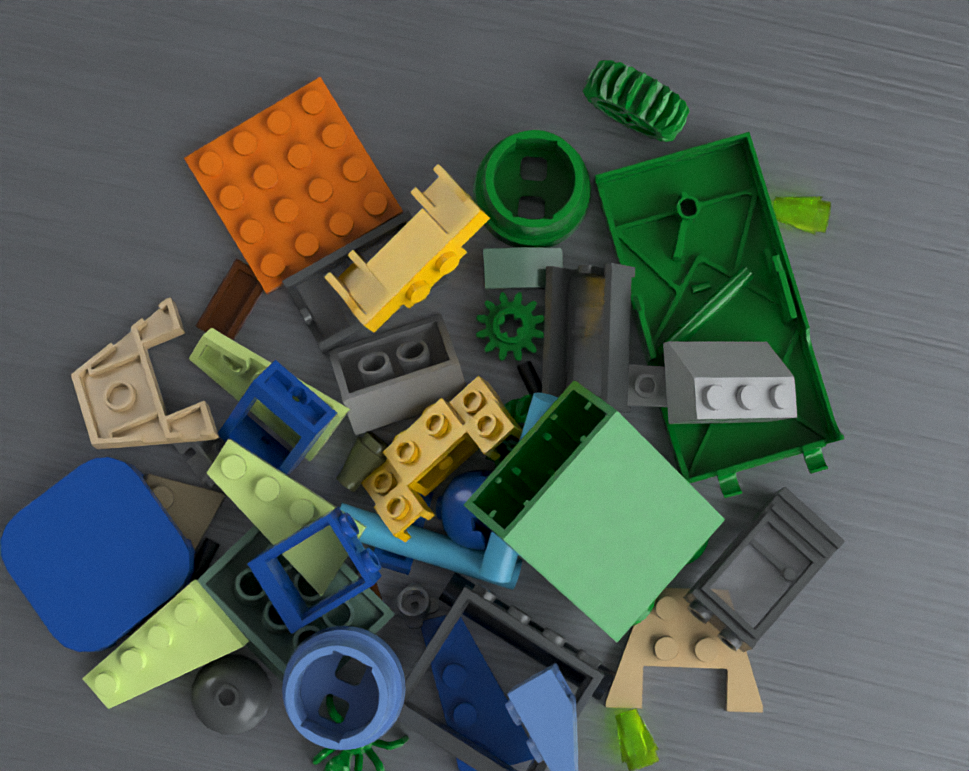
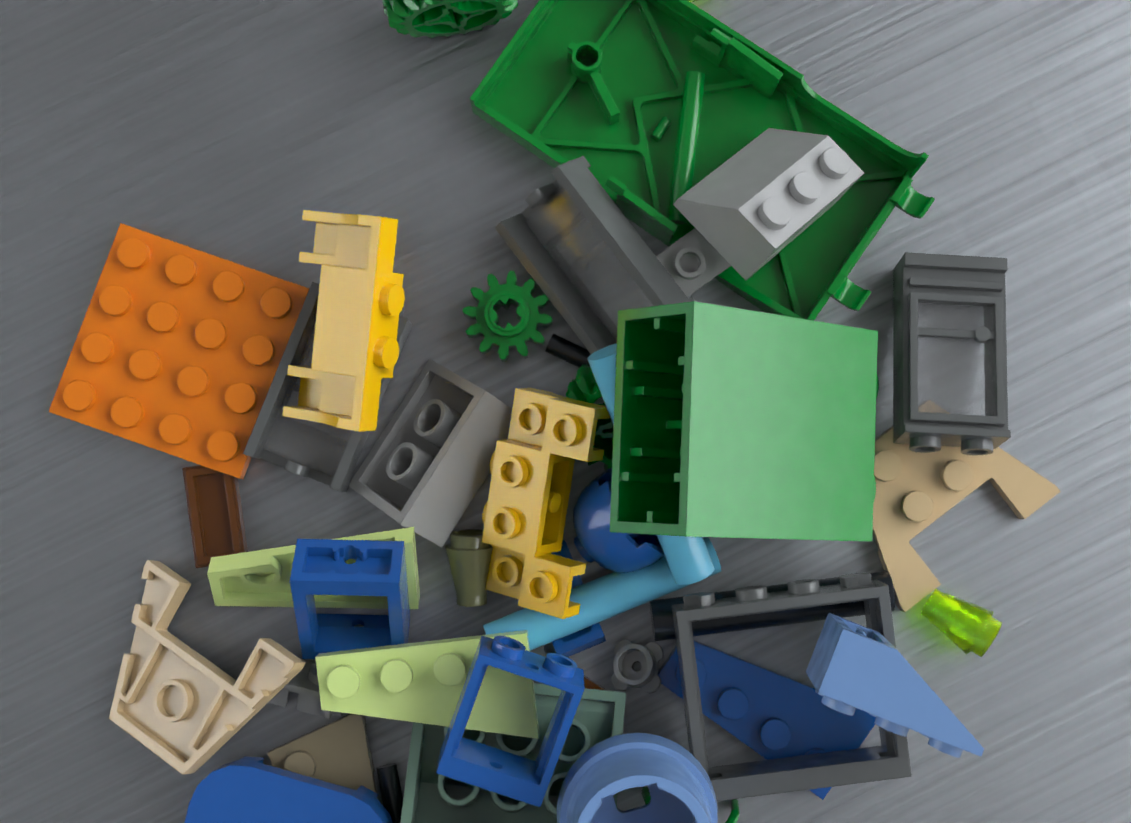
camera: 35 degrees left, 0 degrees up
(519, 267) = (468, 251): sand green slope -> none
(564, 190) = (450, 141): green piece -> none

